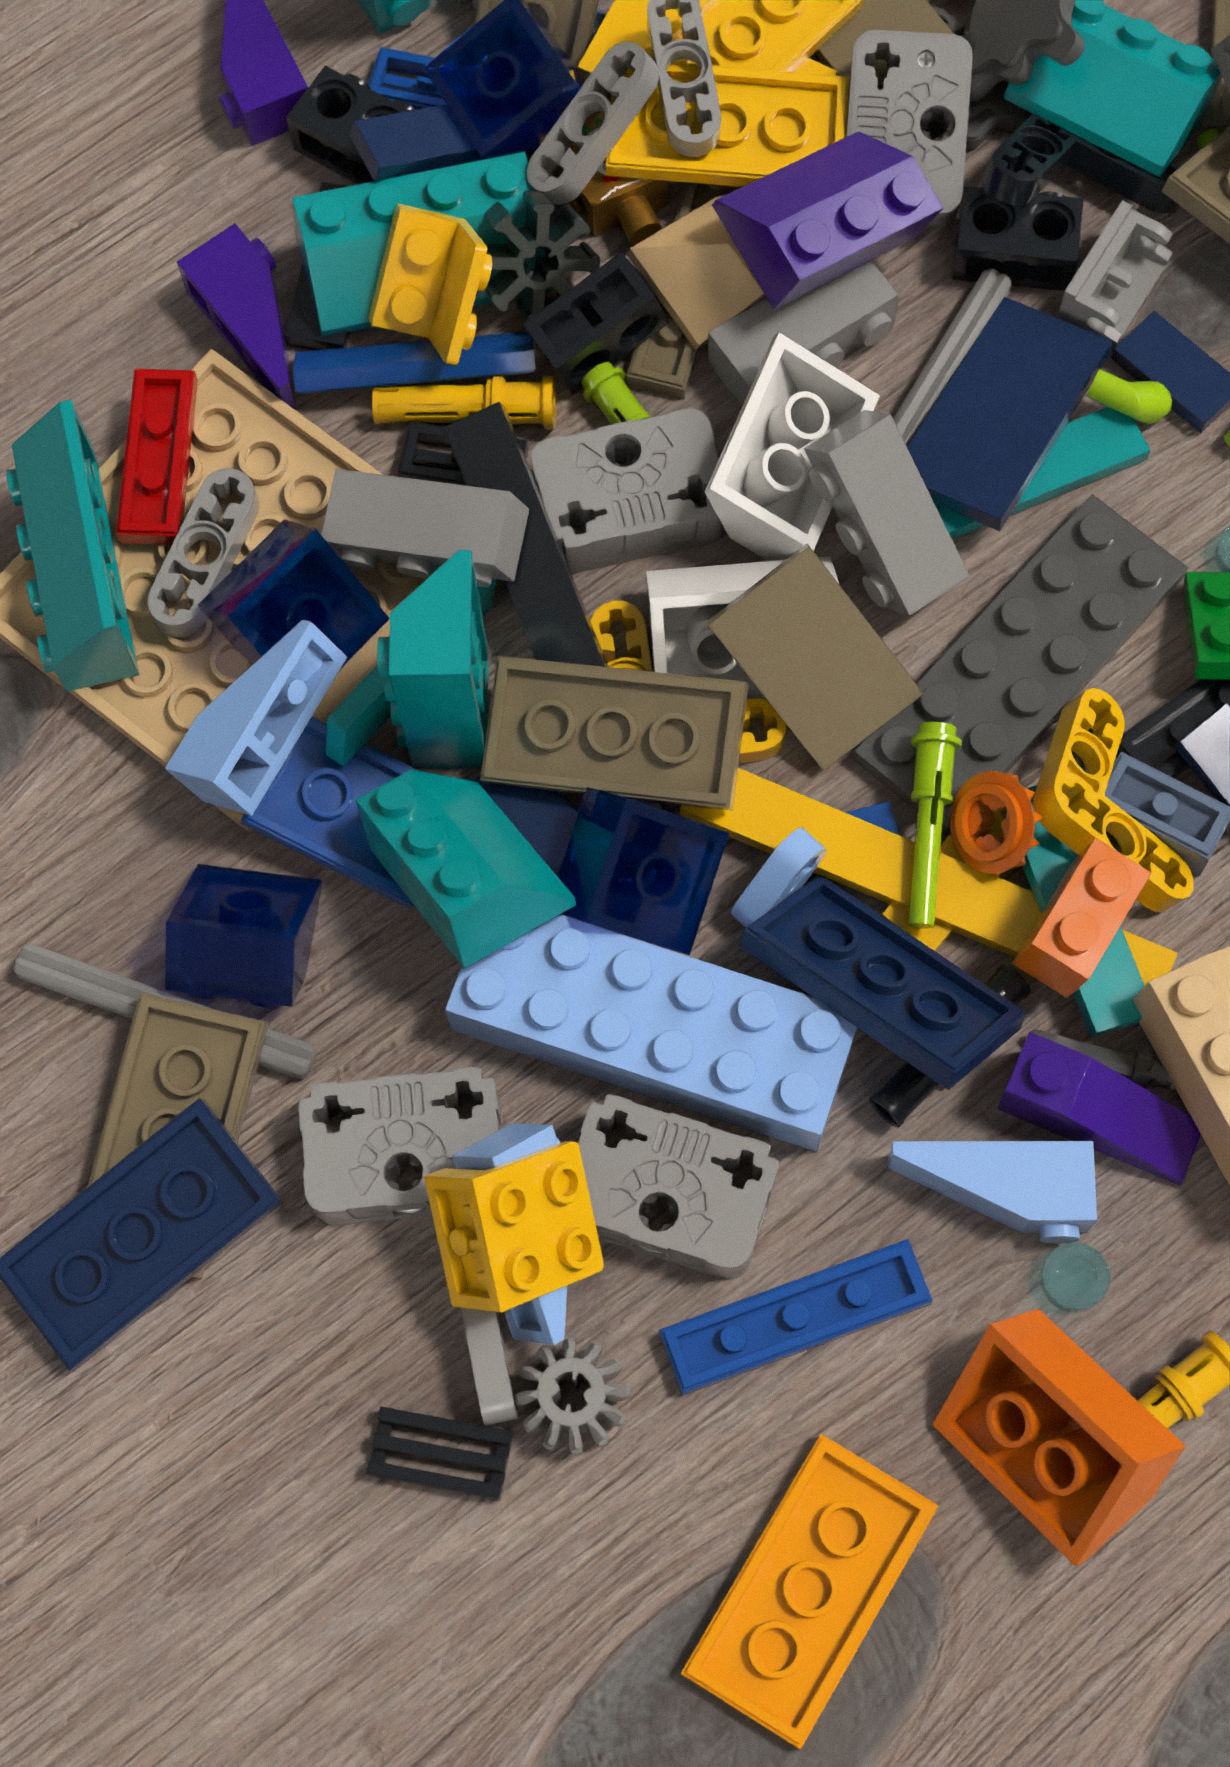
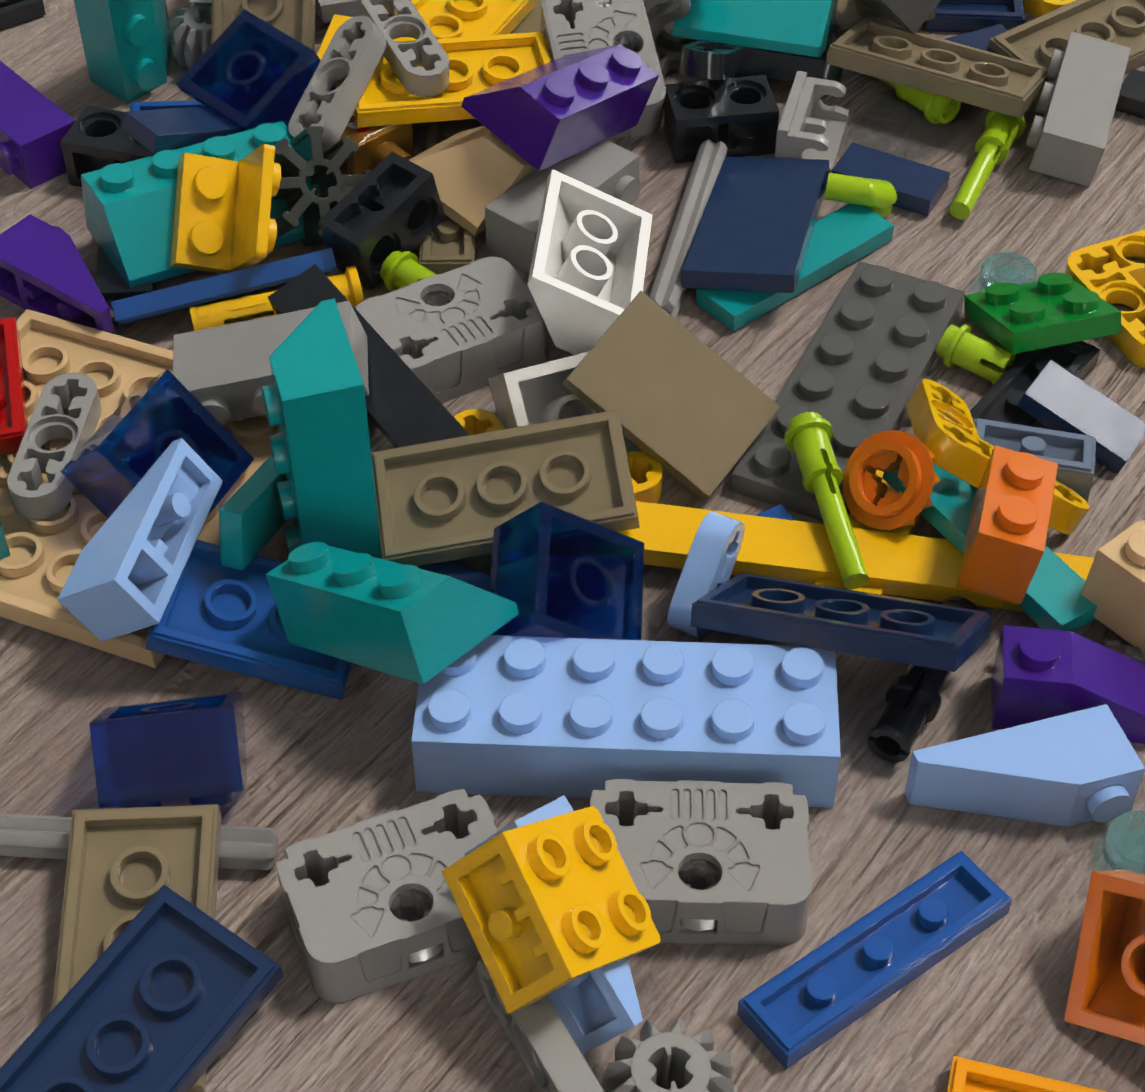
camera: 20 degrees left, 25 degrees down
(885, 512) = (693, 277): light grey brick -> none
(1161, 656) = (973, 353): none -> lime pin

